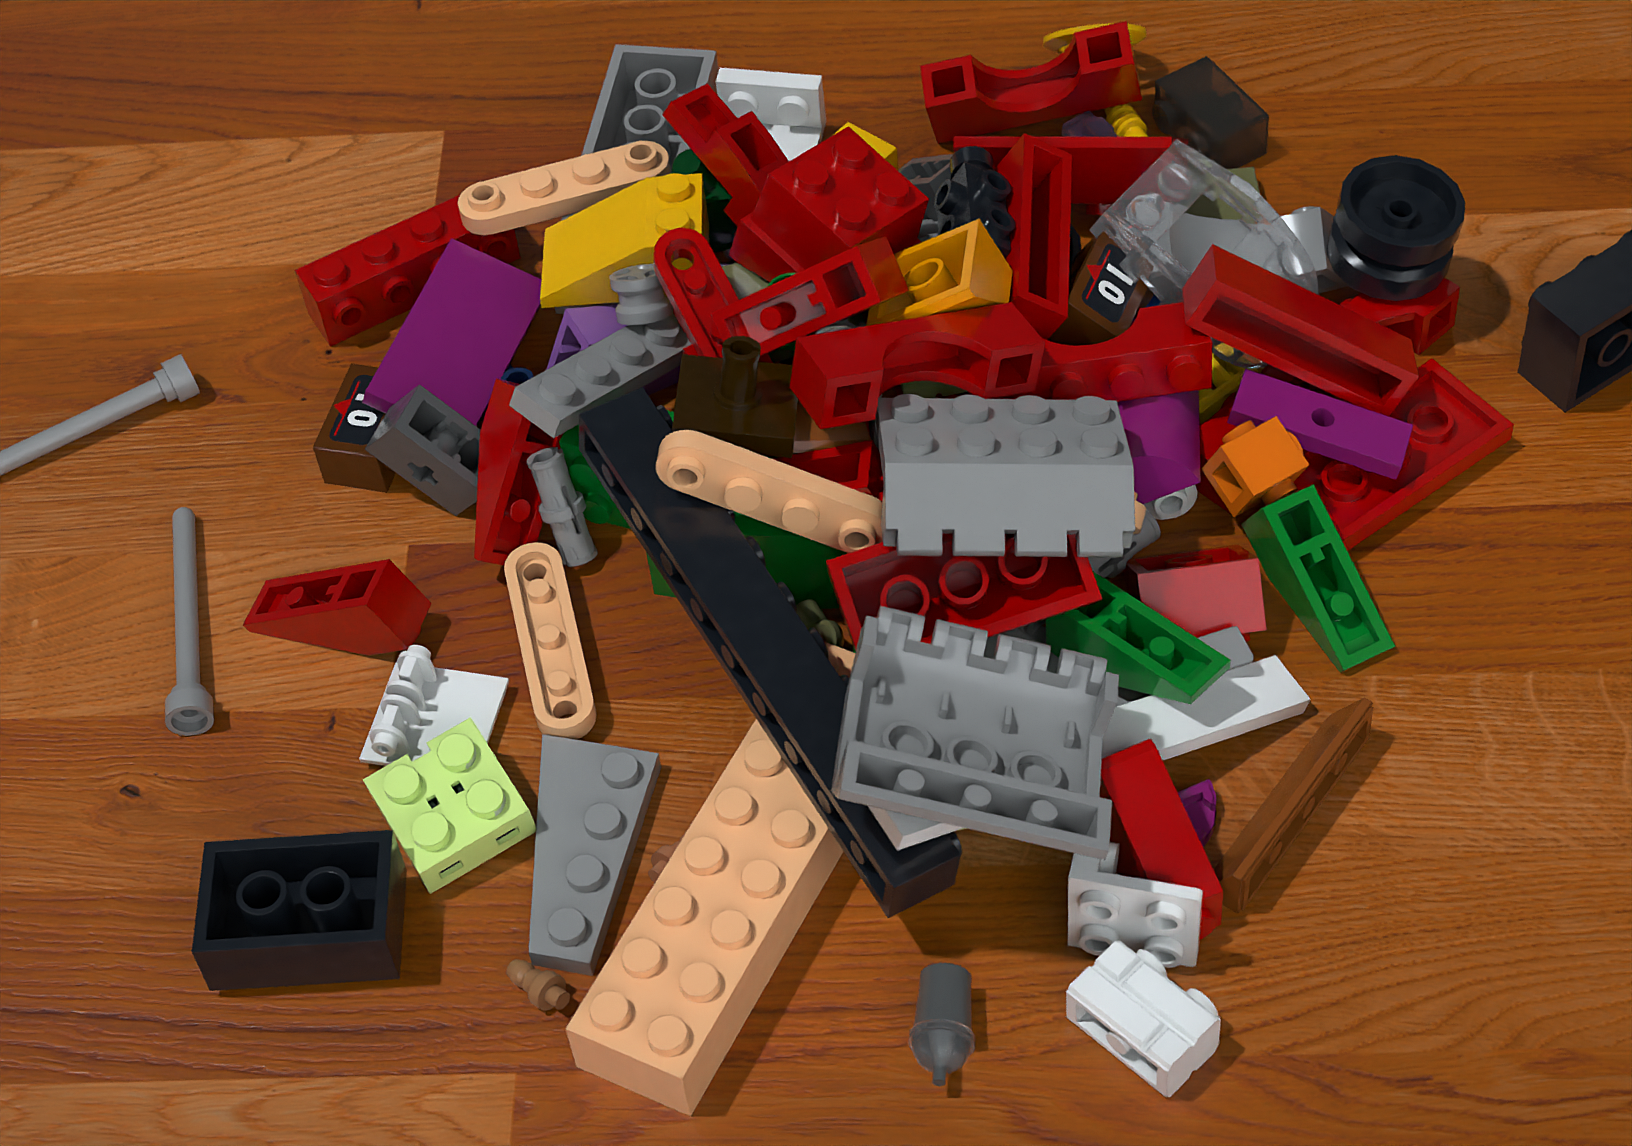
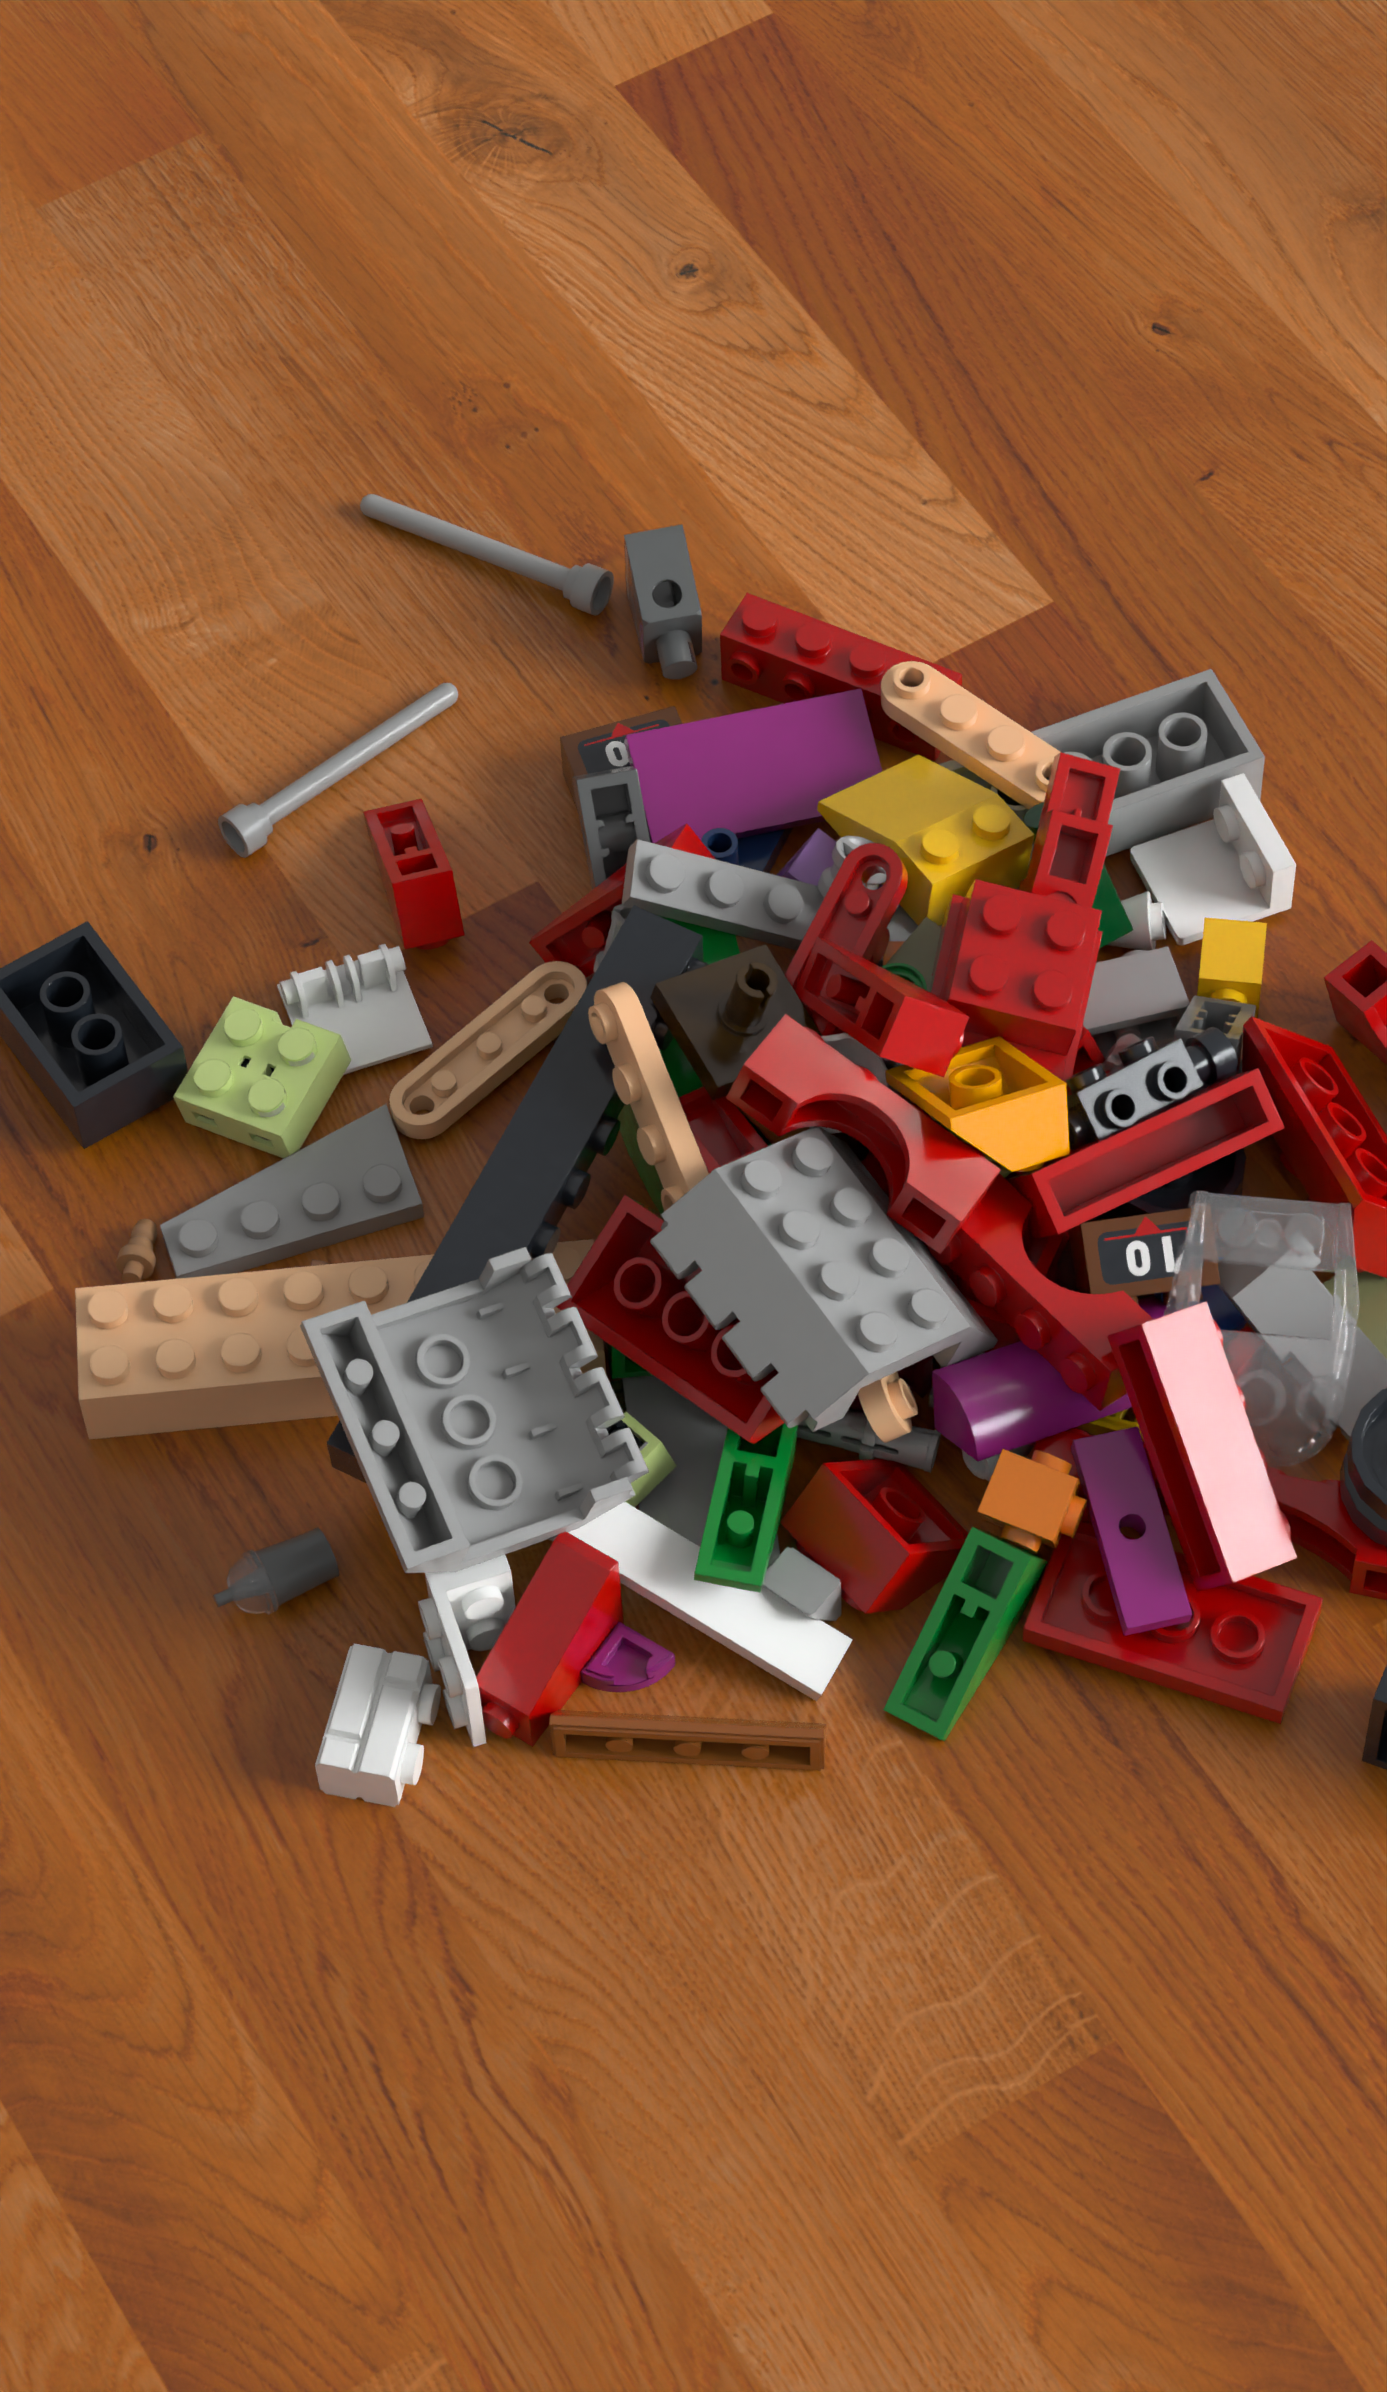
camera: 55 degrees right, 5 degrees up
(244, 329) = (664, 599): none -> dark grey torso

